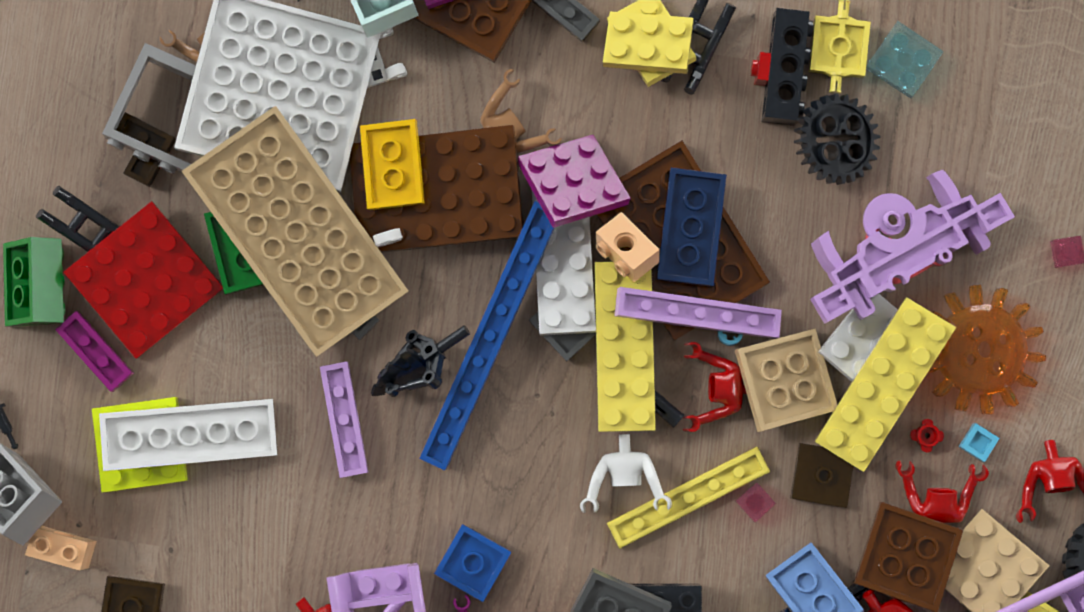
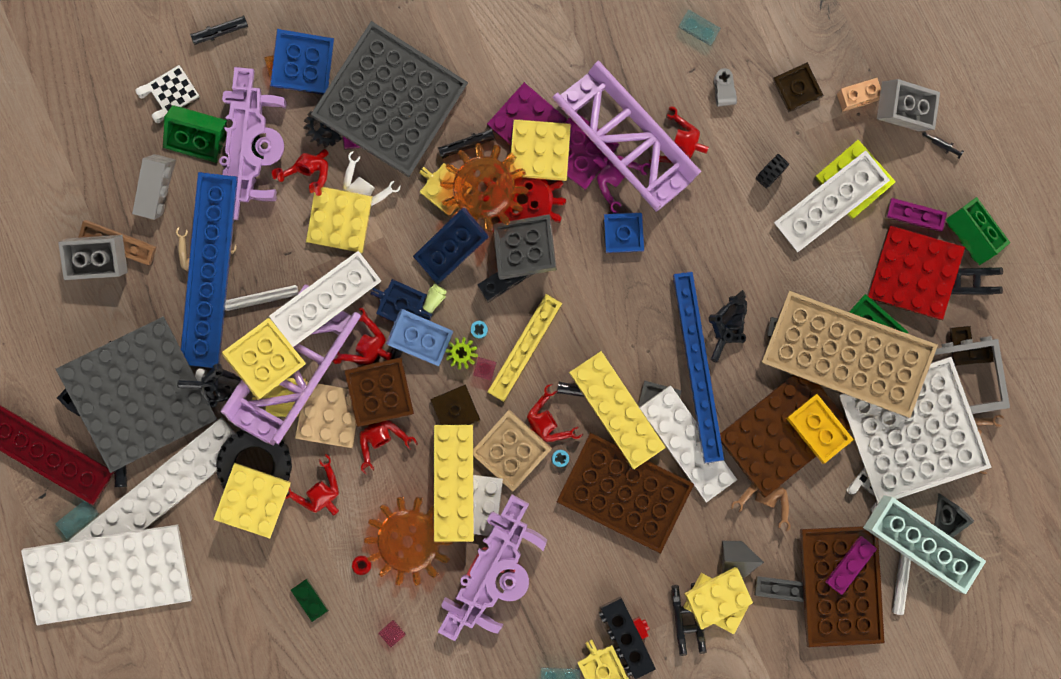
camera: 145 degrees right, 0 degrees up
(236, 520) = (772, 171): none -> black tyre
(344, 419) = (749, 266): lavender plate -> none
(387, 237) = (794, 384): white tile -> none
(573, 180) = (709, 487): plate -> none
(588, 76) = (739, 555): none -> dark grey slope
(623, 233) = (661, 473): light nougat brick -> none
(625, 470) = (569, 340): white piece -> none
(691, 227) = (623, 504): dark blue plate -> none
(697, 313) = (587, 455): lavender plate -> none
(737, 562) = (485, 329): none -> medium azure bush
(782, 539) = (455, 356): none -> lime gear
(840, 165) = (580, 627): black gear -> none
(919, 435) = (404, 471): red plate -> none
(978, 442) = (377, 485): medium azure plate -> none
(1064, 357) = (355, 567): none -> red plate

